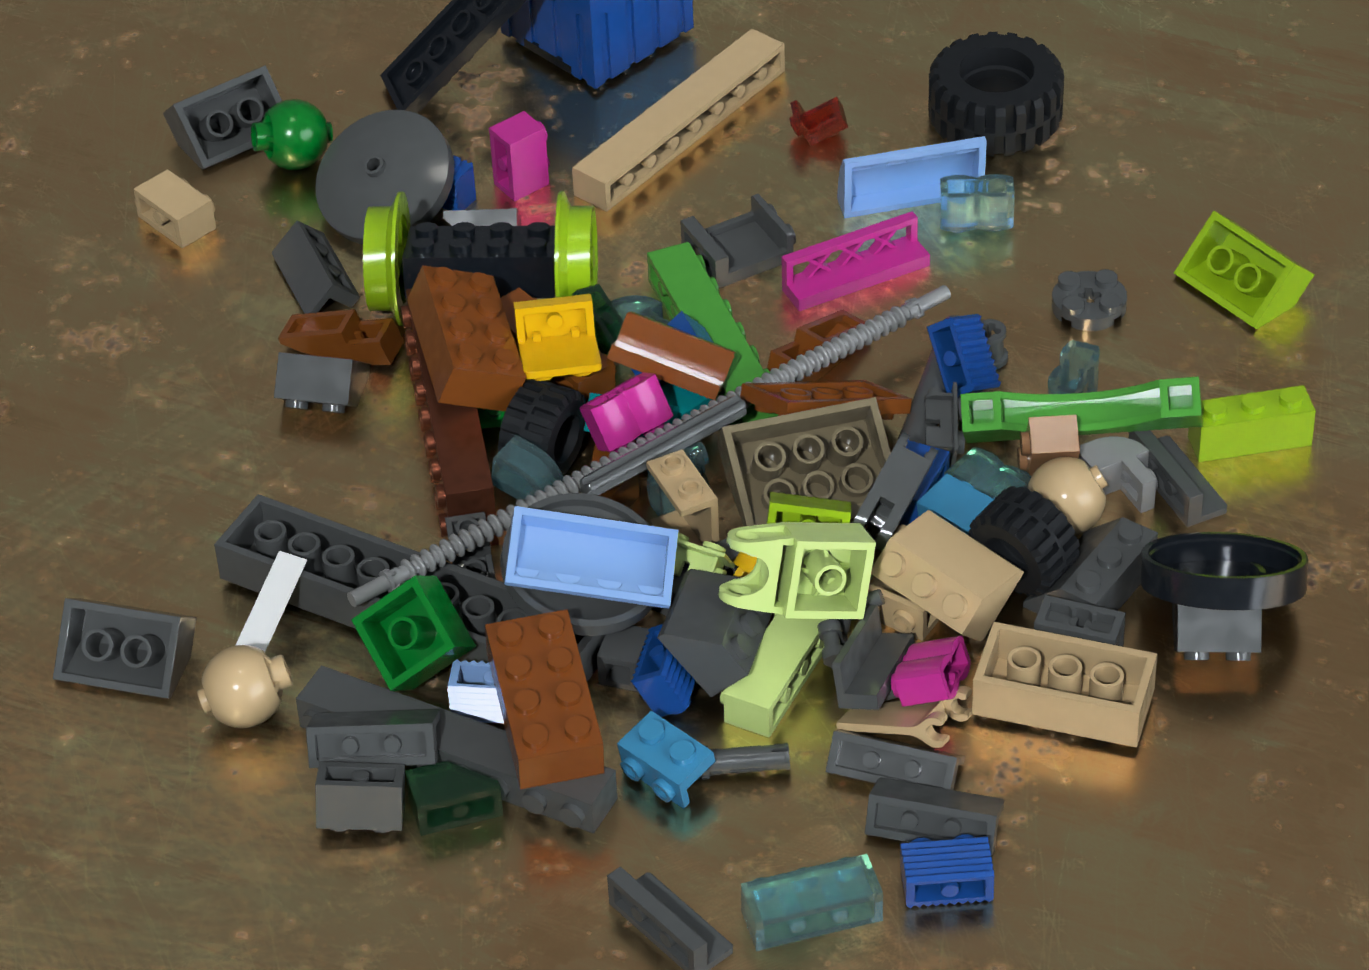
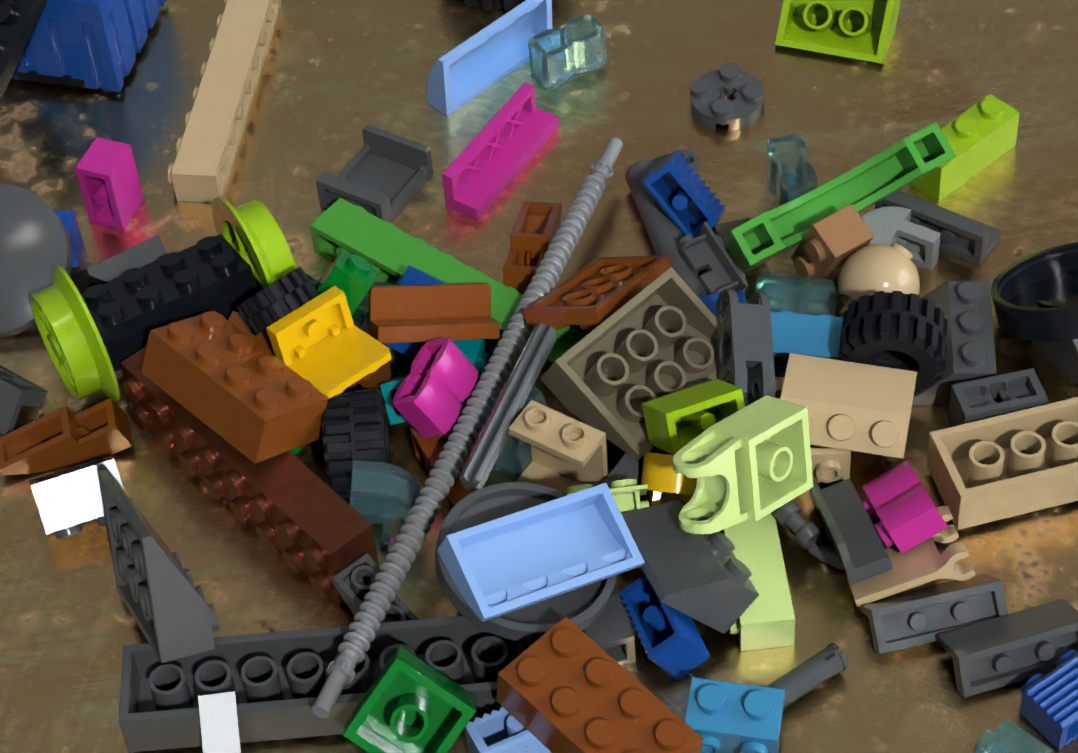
camera: 30 degrees left, 5 degrees up
(311, 449) = (153, 581): none -> dark grey slope
(543, 283) = (277, 300): none -> black tyre
(614, 300) = (351, 275): none -> green slope
(818, 122) = (359, 37): clear red bracket -> none

